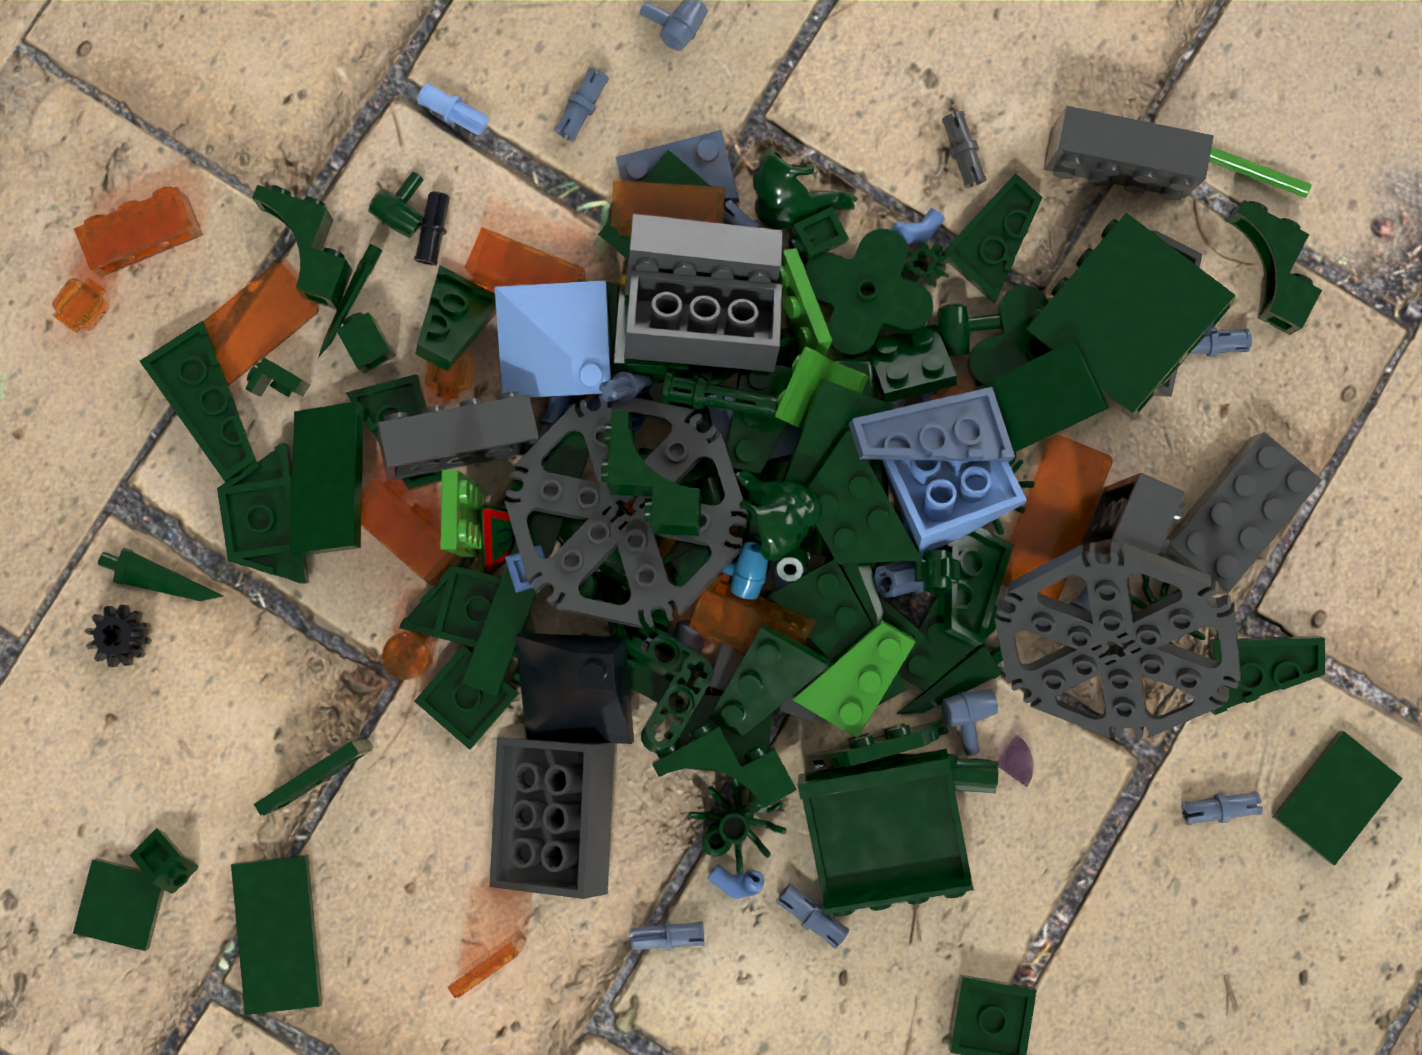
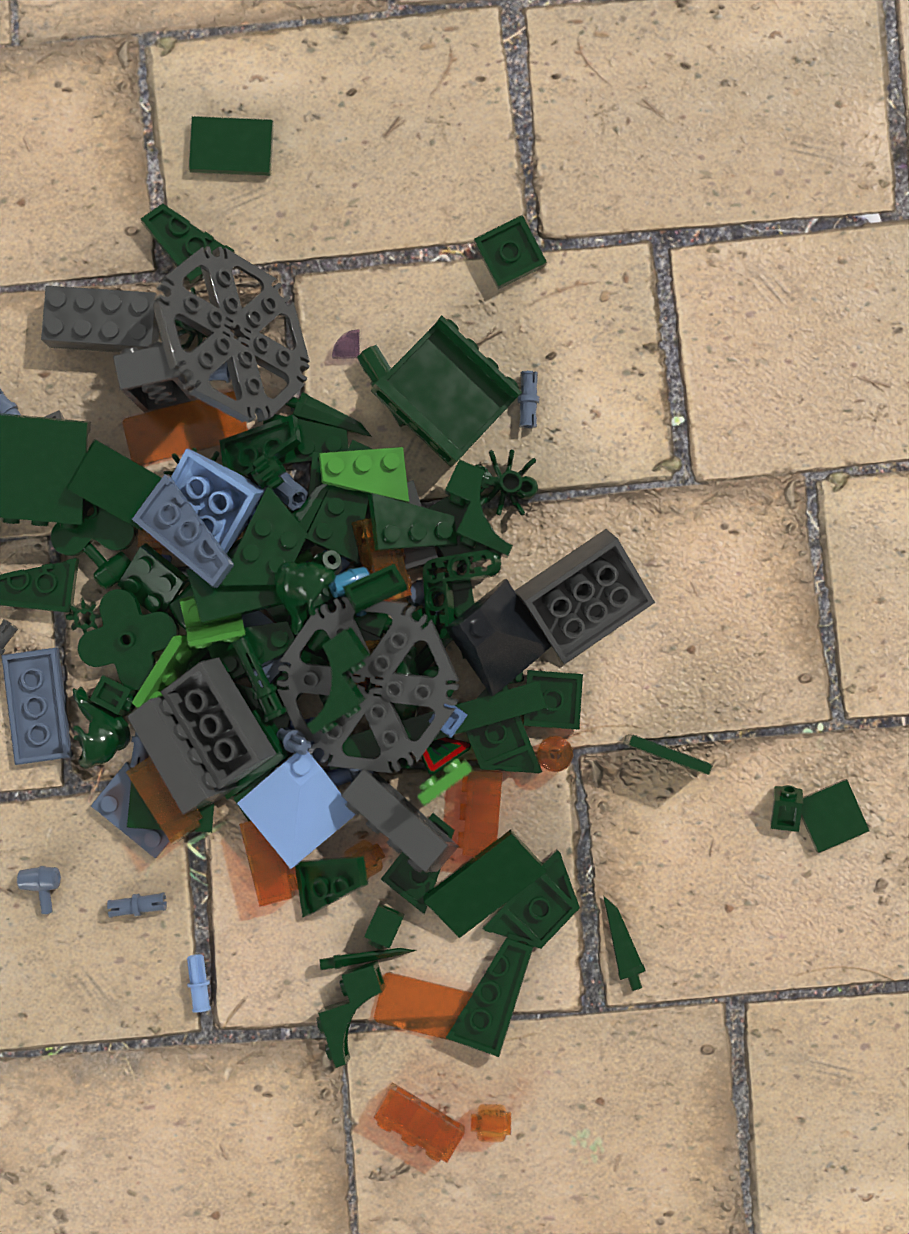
camera: 120 degrees left, 0 degrees up
(105, 636) = (681, 947): black gear -> none
(276, 934) = (778, 708): dark green tile -> none
(283, 380) = (445, 958): dark green bracket -> none
(393, 209) = (289, 970): dark green piece -> none
(432, 228) = (282, 939): black axle -> none
(487, 964) = (699, 567): clear orange tile -> none
(667, 936) = (604, 475): sand blue axle -> none
(721, 592) = (375, 588): none -> dark green tile
(737, 885) = (544, 456): medium blue arm -> none
(865, 748) = (388, 425): dark green wing -> none
(868, 149) = (36, 706): none -> sand blue tile
(915, 232) = (65, 634): medium blue arm -> none
(967, 709) = (340, 397): sand blue piece -> none
(1222, 808) = (286, 207): sand blue pin -> none

